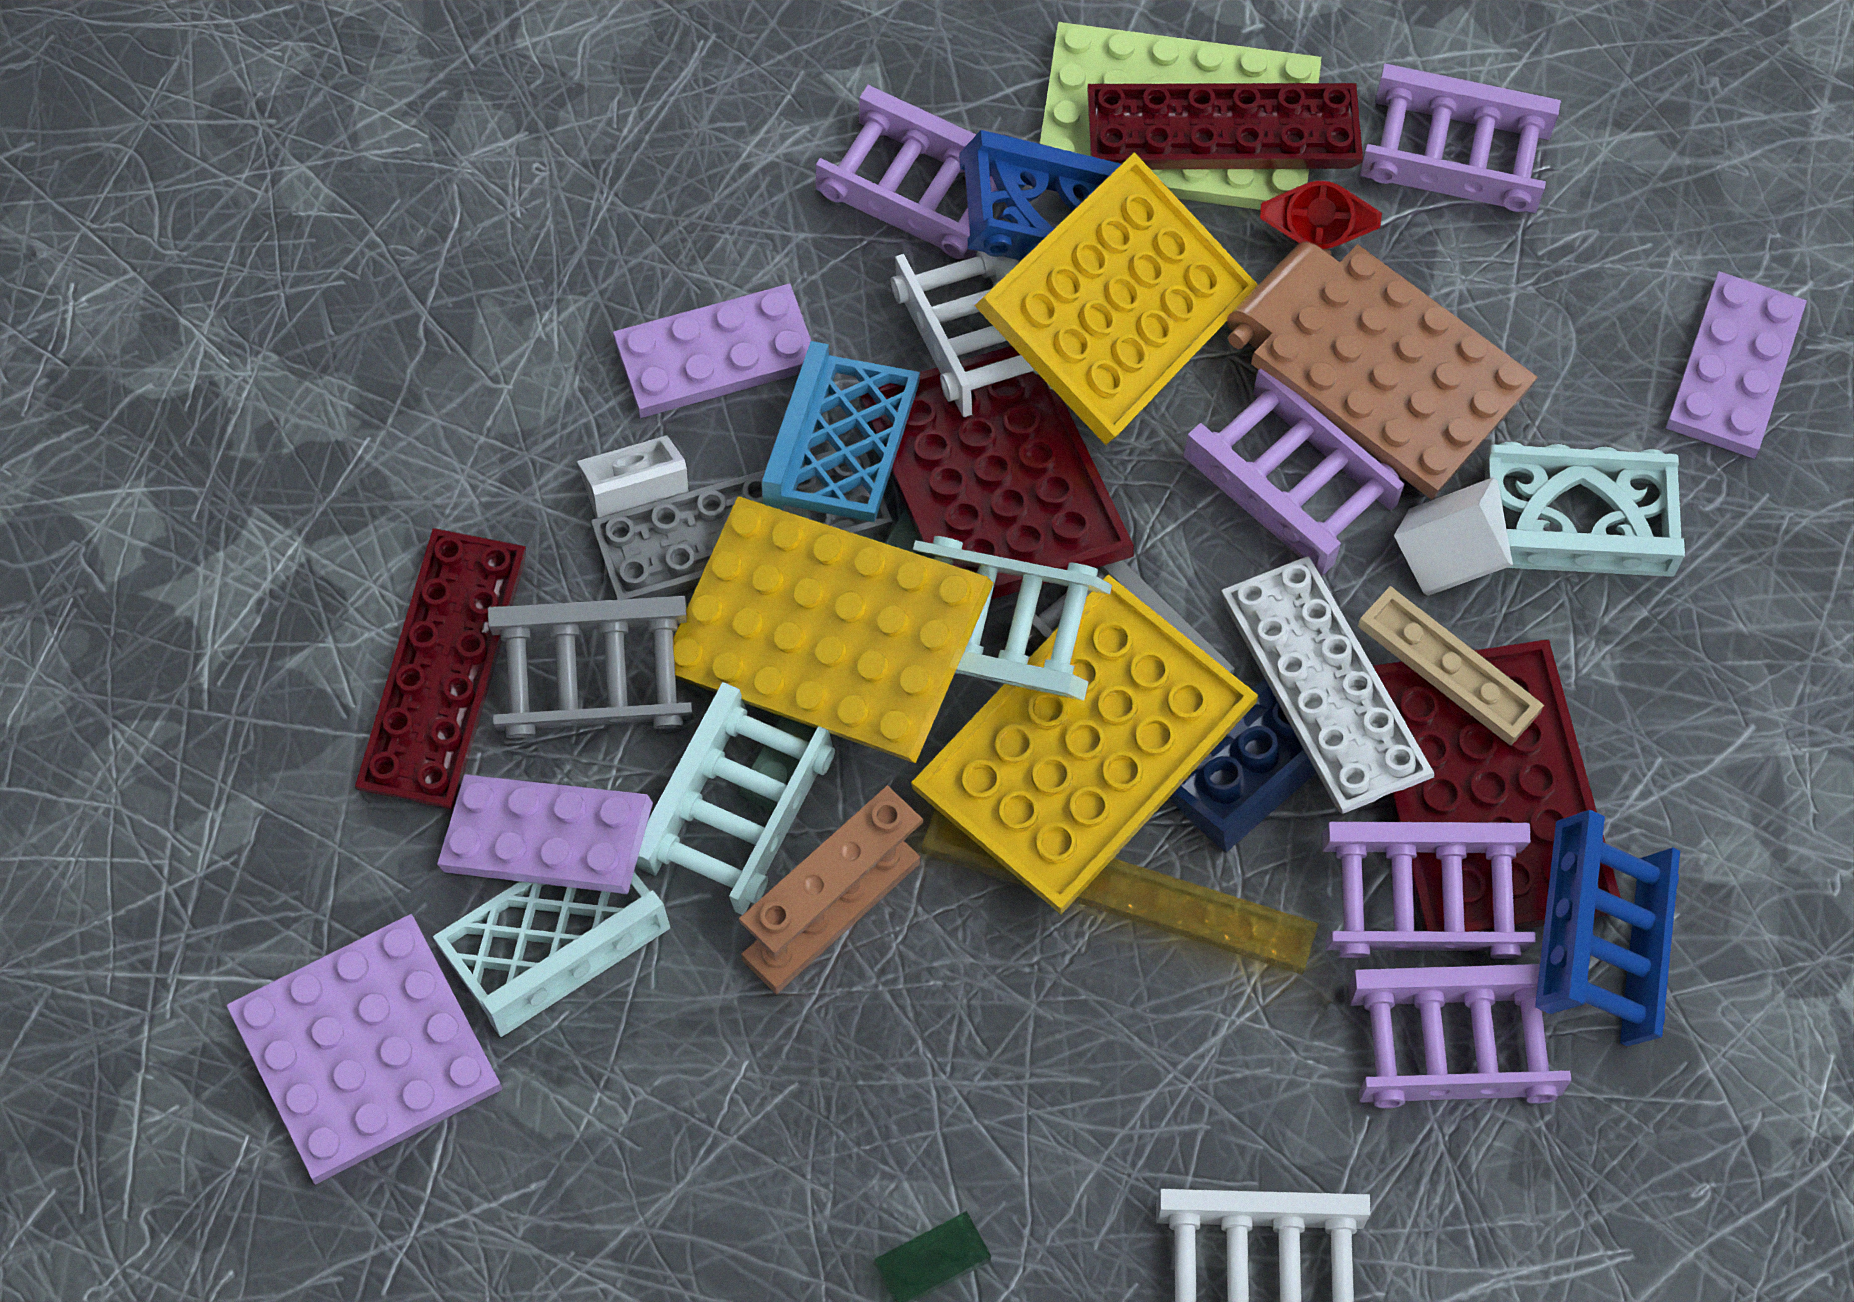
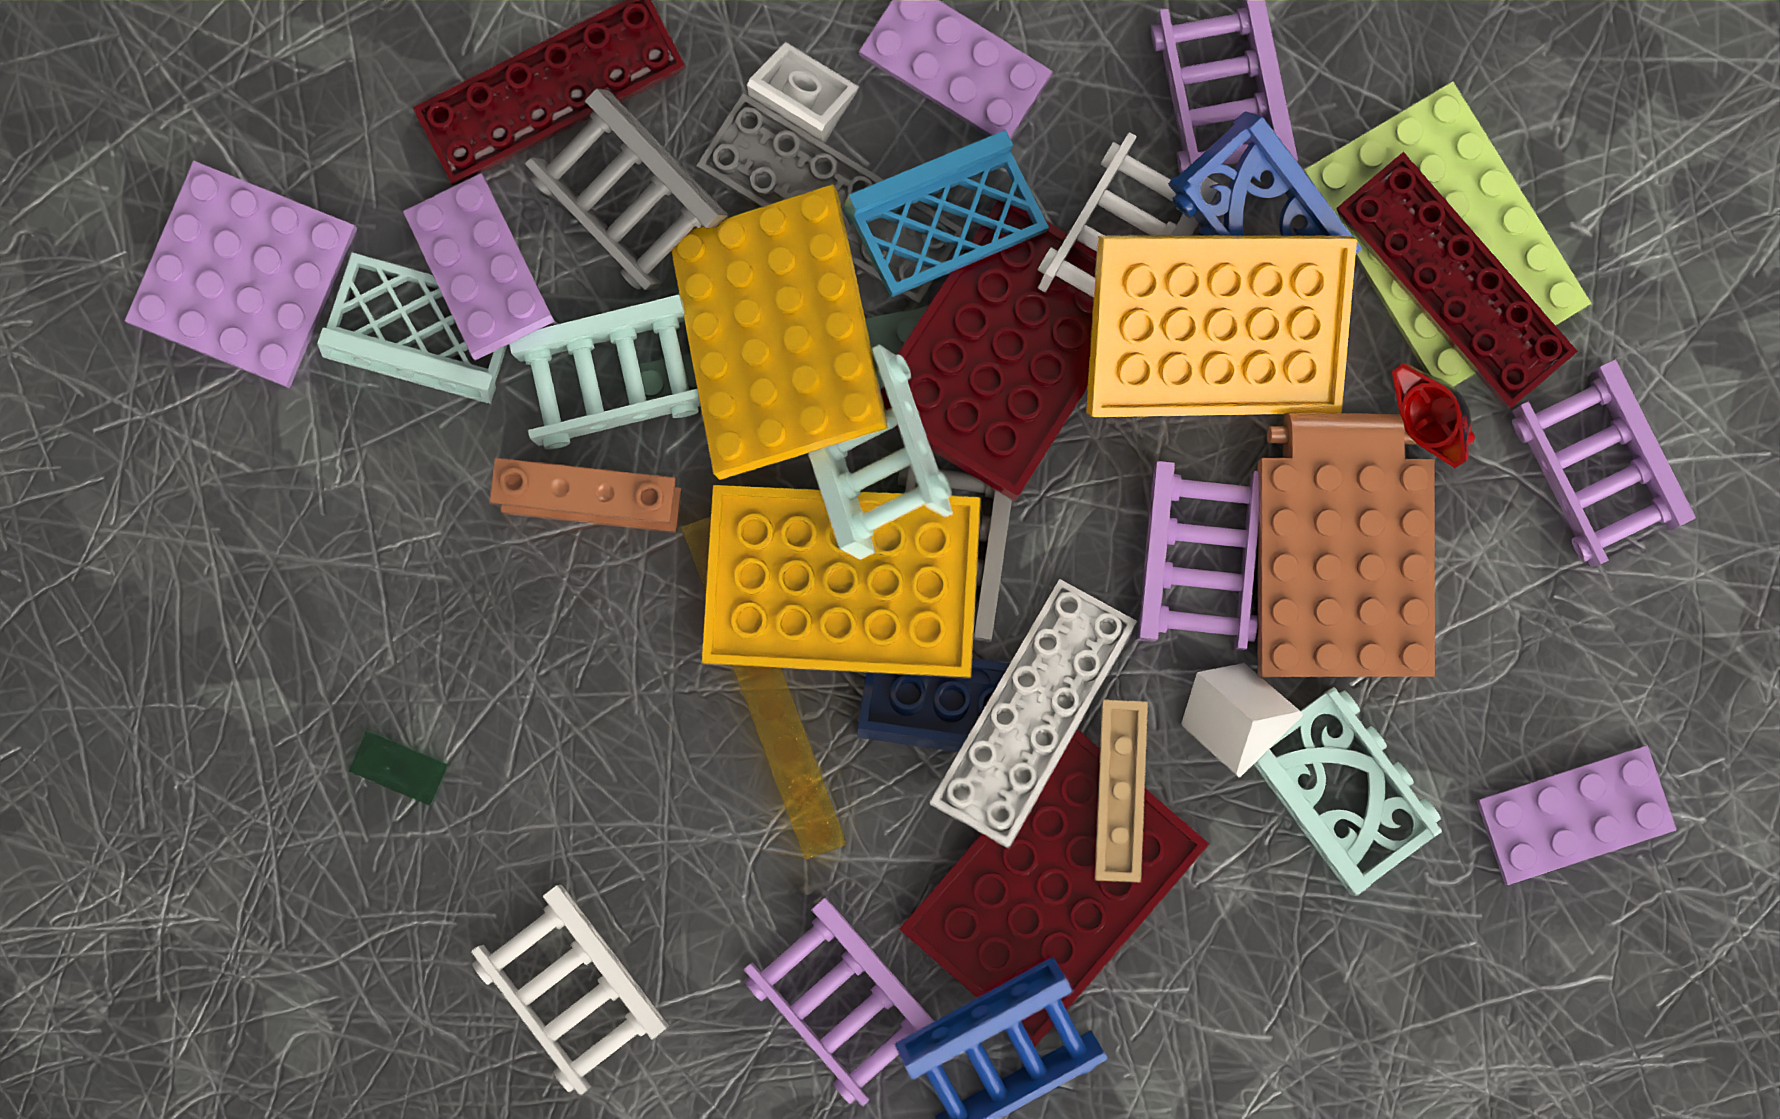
camera: 55 degrees right, 20 degrees up
(1450, 843) = (945, 861): lavender fence -> none

